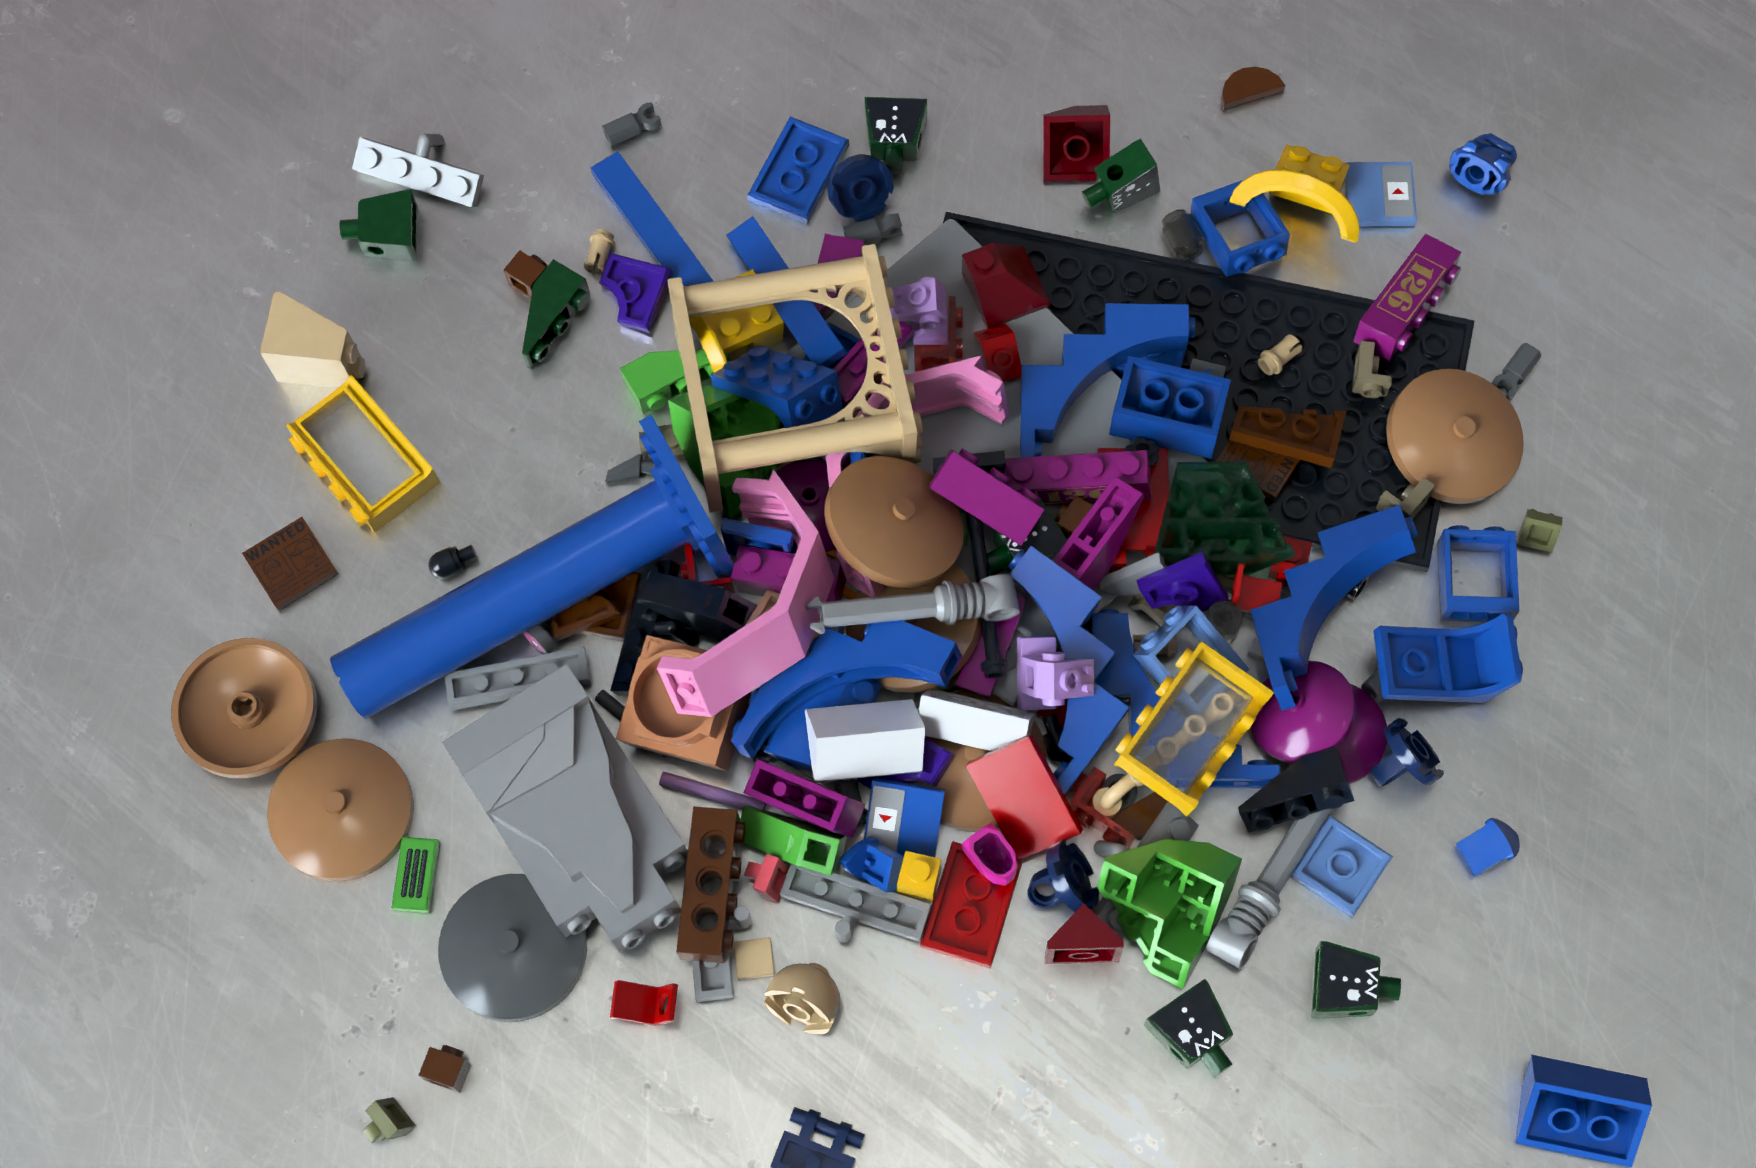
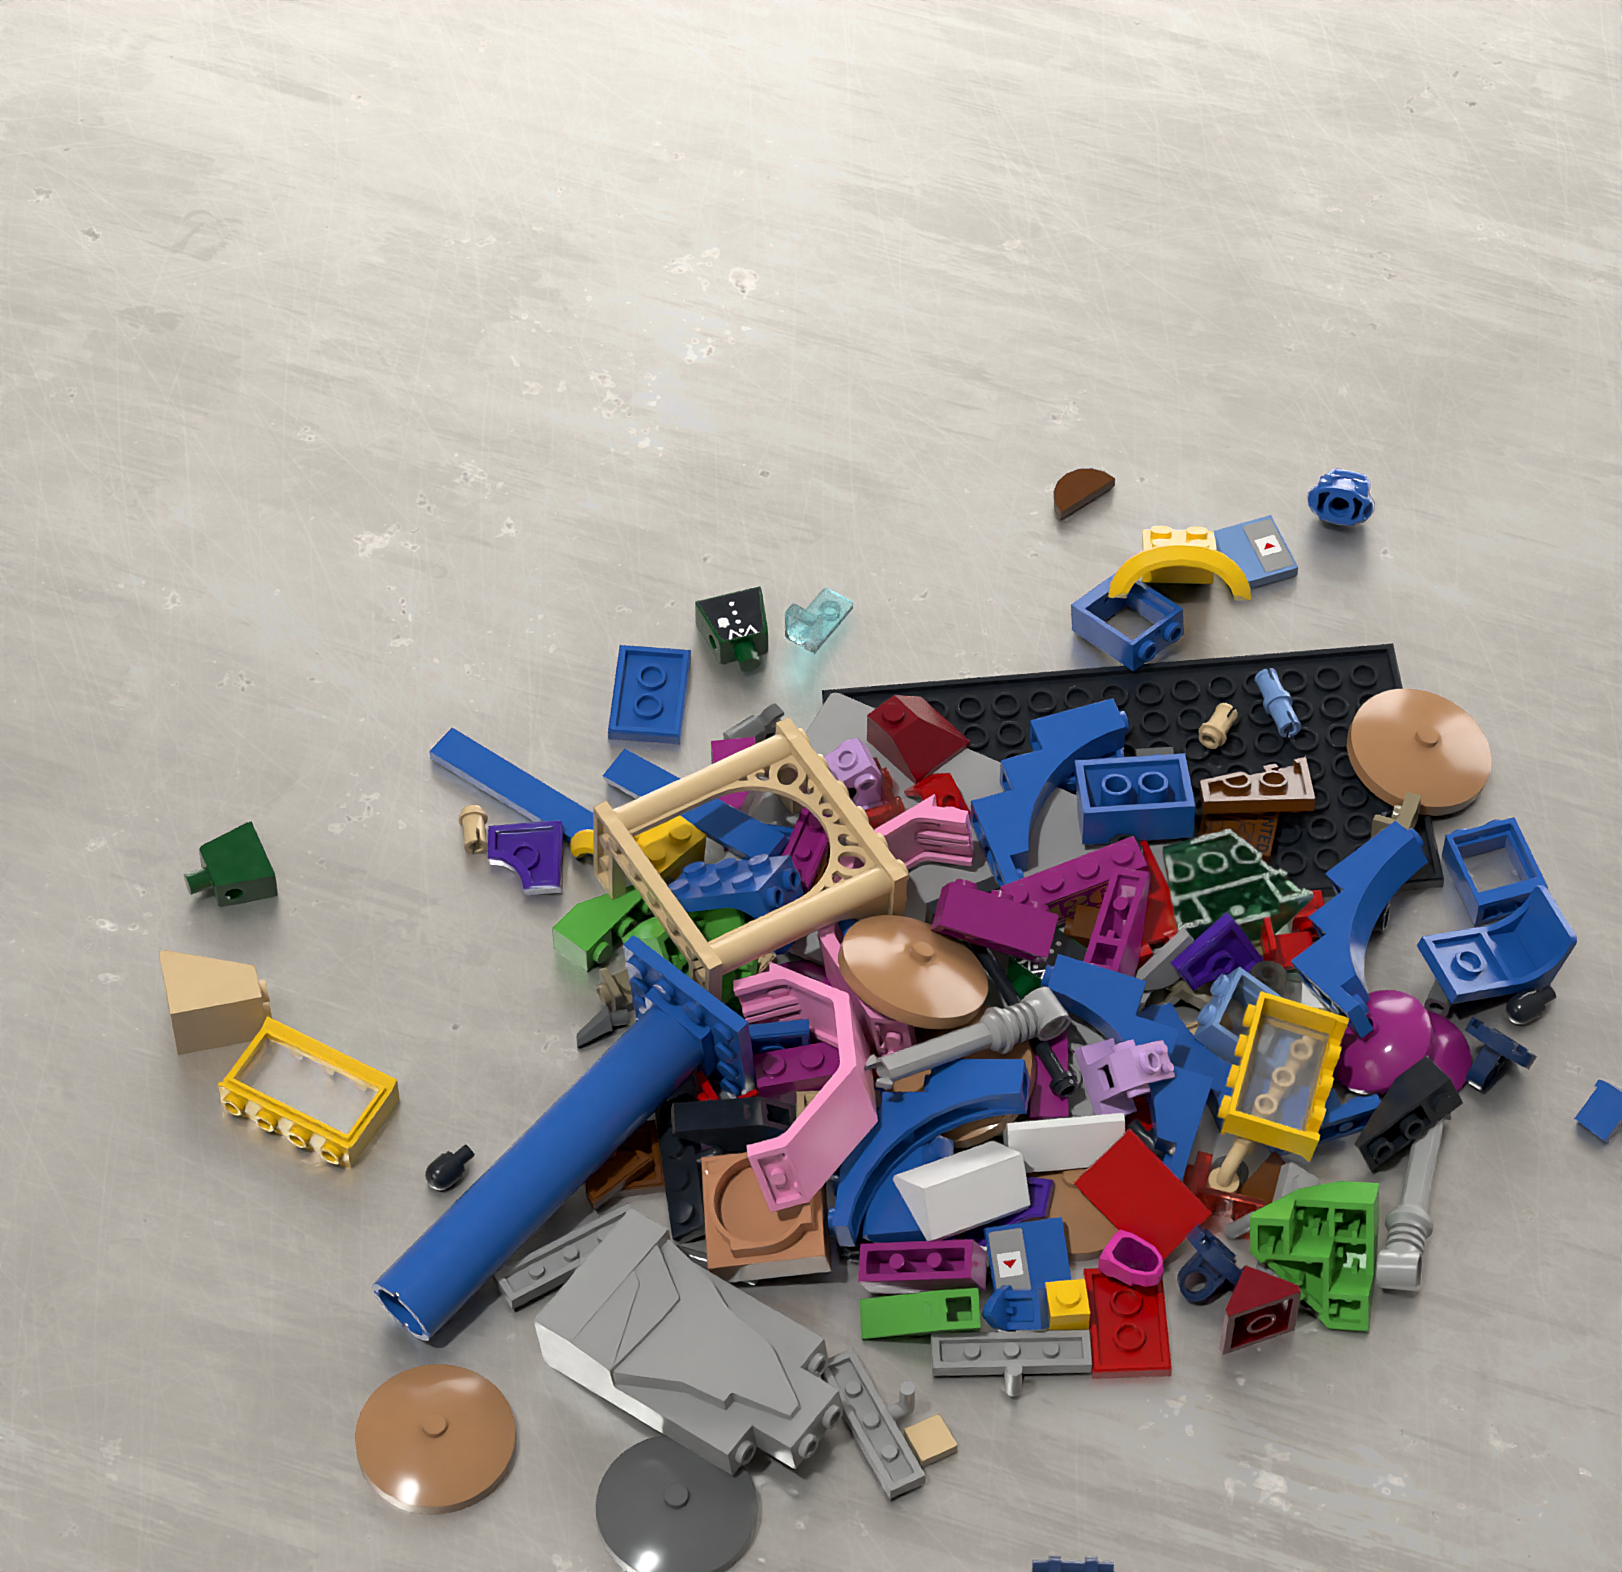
camera: 25 degrees left, 15 degrees down
(244, 708) = (294, 1367): medium nougat dish -> none
(290, 563) = (274, 1222): reddish brown tile -> none
(415, 875) = (544, 1474): bright green tile -> none
(418, 170) = (244, 804): plate -> none
(524, 271) = (409, 872): reddish brown plate -> none
(540, 639) = (578, 1211): dark grey tile -> none
(553, 303) = (450, 887): dark green slope -> none
(631, 125) = (453, 700): dark grey bar -> none
(643, 1003) = (840, 1514): red bracket -> none
(707, 827) = (870, 1432): reddish brown brick -> none
(708, 791) = (817, 1302): lavender bar -> none
(768, 877) = (912, 1358): coral tile -> none
(805, 995) = (1000, 1453): tan cylinder -> none
(860, 187) = (726, 688): dark blue tile -> none
(969, 144) = (818, 621): none -> clear light blue bracket
(1075, 142) = (931, 588): dark red slope -> none
(1124, 178) = (994, 606): dark green torso -> none
(1183, 235) = (1073, 644): clear smoke brick -> none
(1193, 1029) = (1394, 1360): torso -> none
(1341, 866) = (1473, 1174): medium blue tile -> none
(1343, 349) = (1277, 702): none -> medium blue pin
(1349, 983) = (1525, 1272): torso -> none
(1365, 377) = (1314, 723): dark tan bracket -> none
(1408, 296) = (1321, 637): magenta brick -> none
(1458, 716) = (1528, 1004): none -> black cylinder
(1517, 369) = (1453, 674): dark grey bar -> none
(1539, 530) = (1536, 813): olive tile -> none

